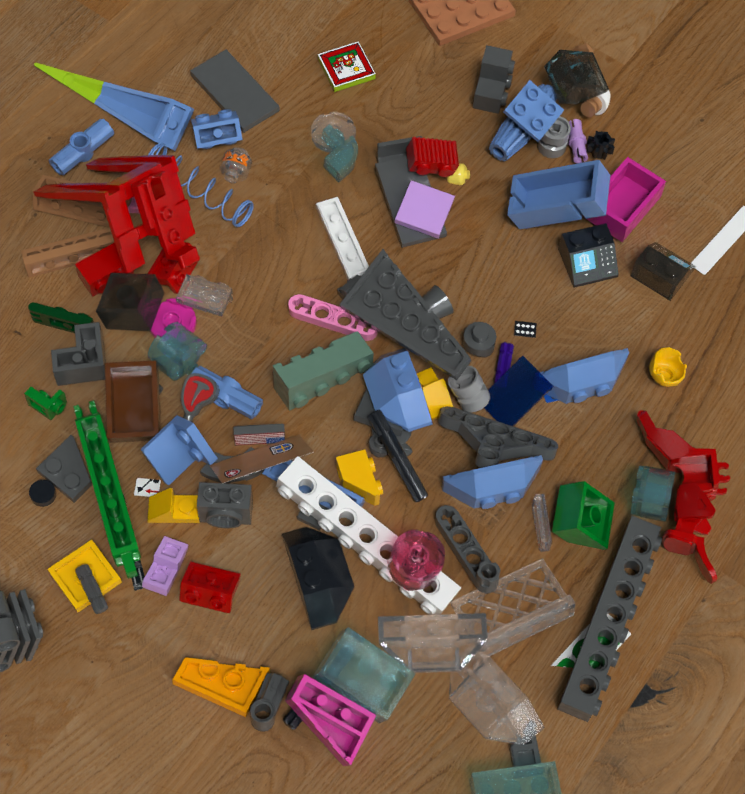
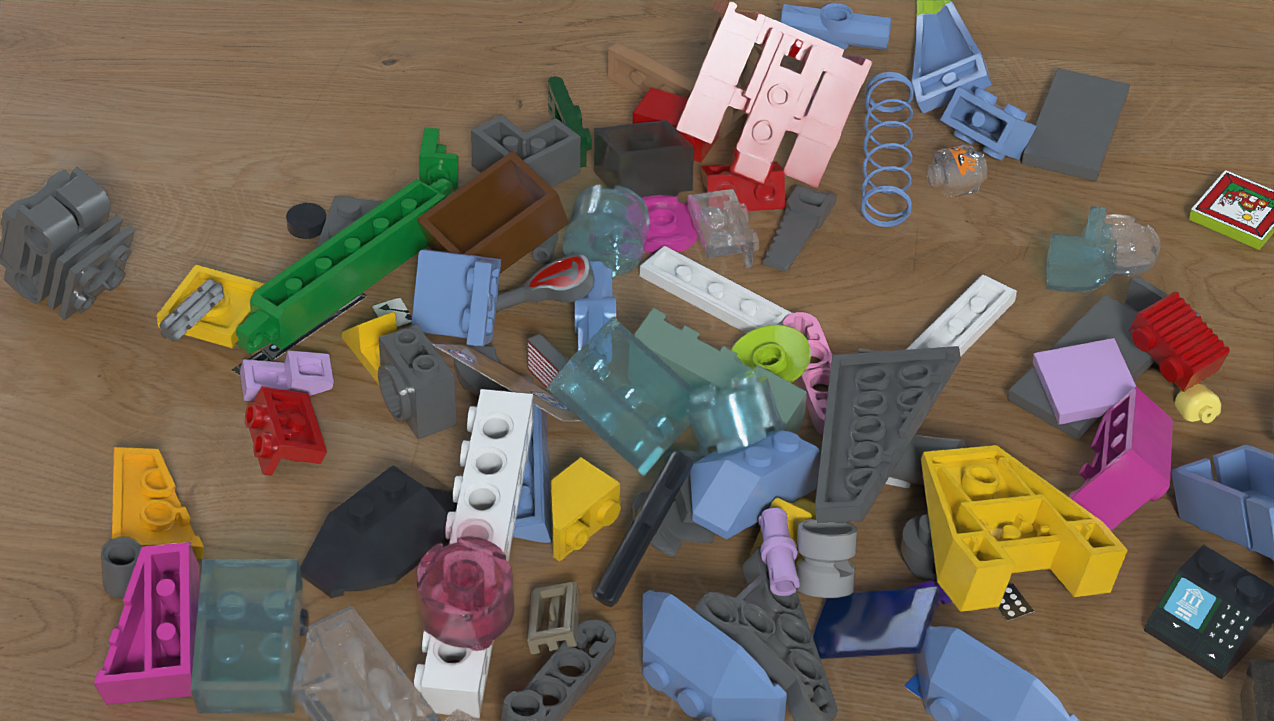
camera: 60 degrees right, 20 degrees down
(220, 260) = (803, 214): none -> dark grey piece
(245, 327) = (710, 291): none -> white tile
(309, 321) = (776, 349): none -> lime dish
(314, 412) = (625, 395): none -> clear light blue piece
(365, 373) = (734, 413): none -> clear light blue brick
(443, 536) = (554, 633): none -> dark tan tile
(455, 406) = (778, 552): none -> lavender pin
(489, 227) = (1129, 460): none -> dark pink wedge
(493, 300) = (1004, 519): none -> yellow wedge

